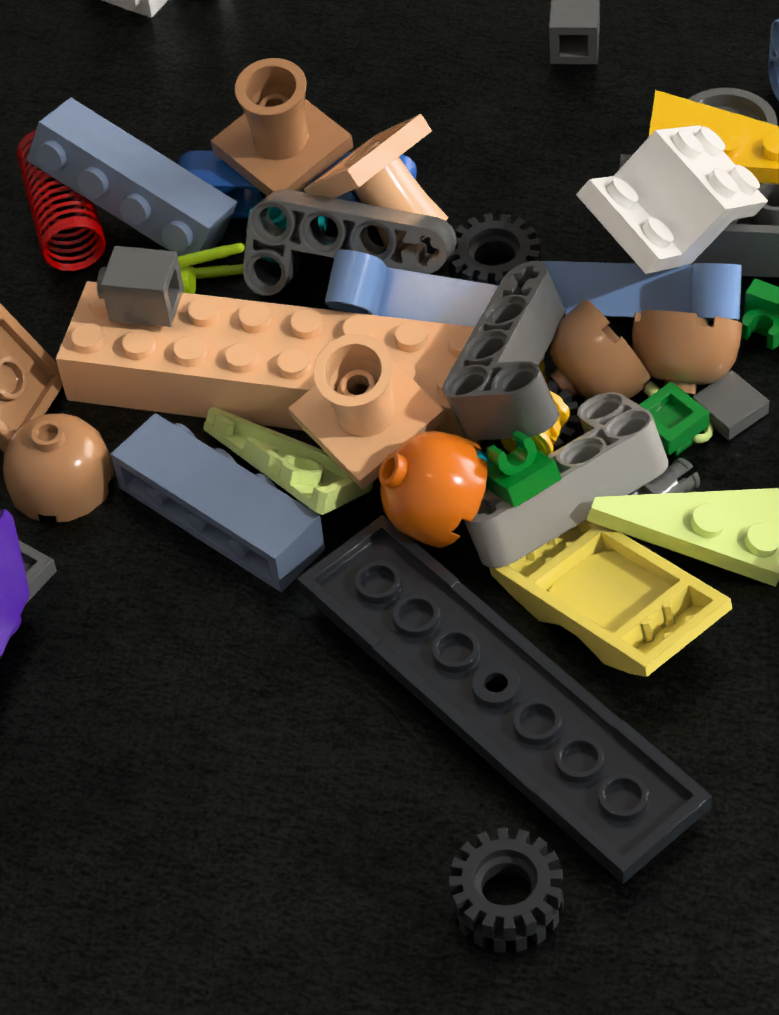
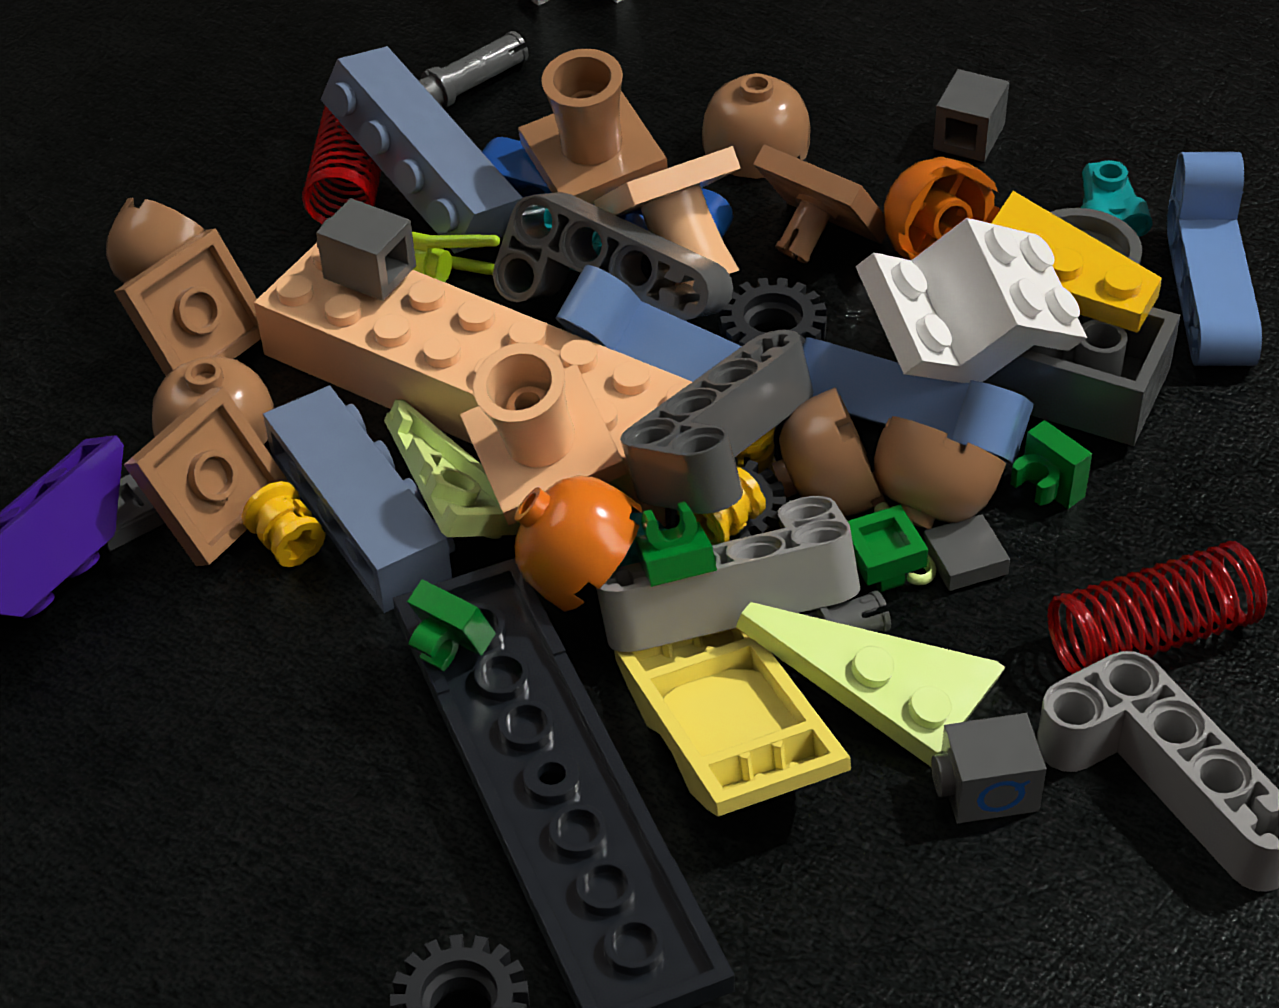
camera: 15 degrees right, 5 degrees down
(90, 520) = (204, 474): none -> medium nougat tile
(131, 88) = (473, 69): none -> dark grey pin
(167, 542) = (283, 523): none -> yellow bush
(361, 586) = (446, 625): none -> green tile
(398, 81) = (756, 113): none -> medium nougat cylinder
(488, 137) = (818, 199): none -> medium nougat tile
(591, 122) = (933, 200): none -> orange cylinder
(719, 68) = (1111, 192): none -> teal plate

